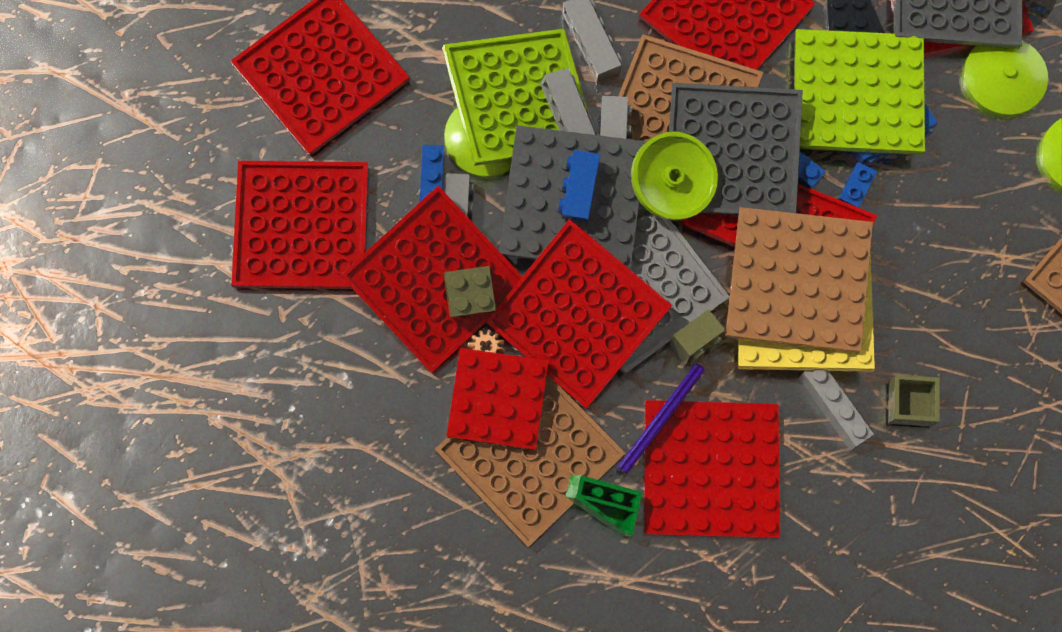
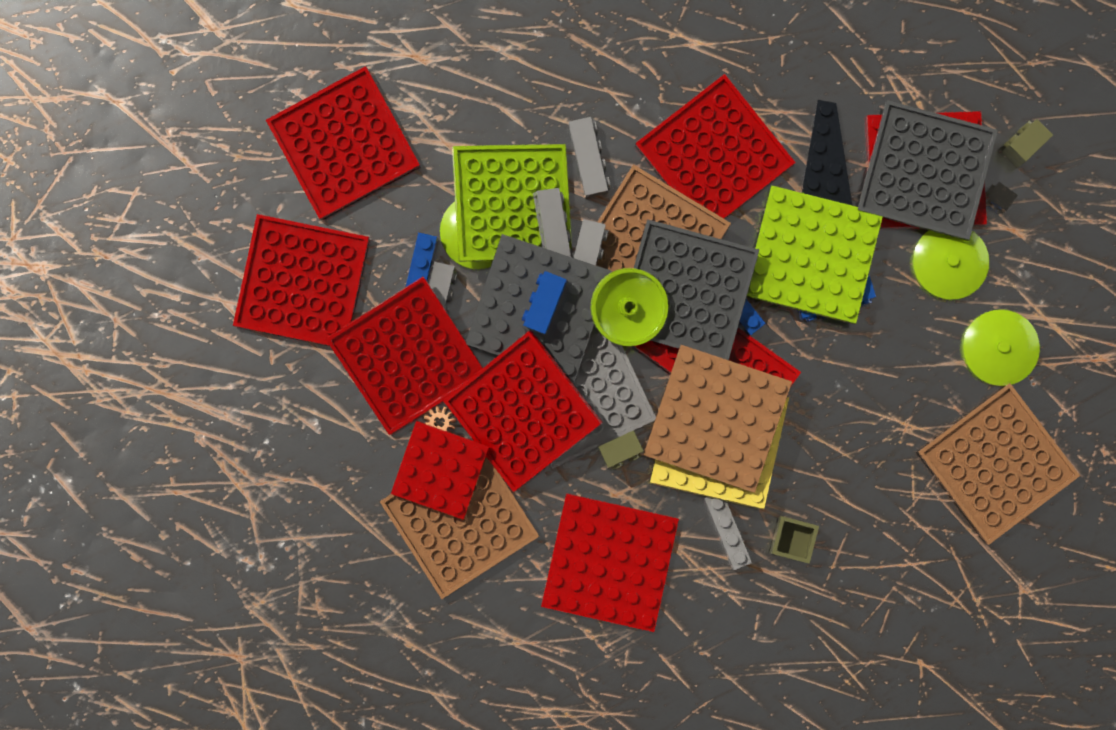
camera: 15 degrees right, 10 degrees up
(469, 291) = (432, 374): olive piece -> none
(607, 502) = (516, 576): green wedge -> none
(661, 418) = (575, 513): dark purple axle -> none
(857, 185) = (790, 340): blue brick -> none

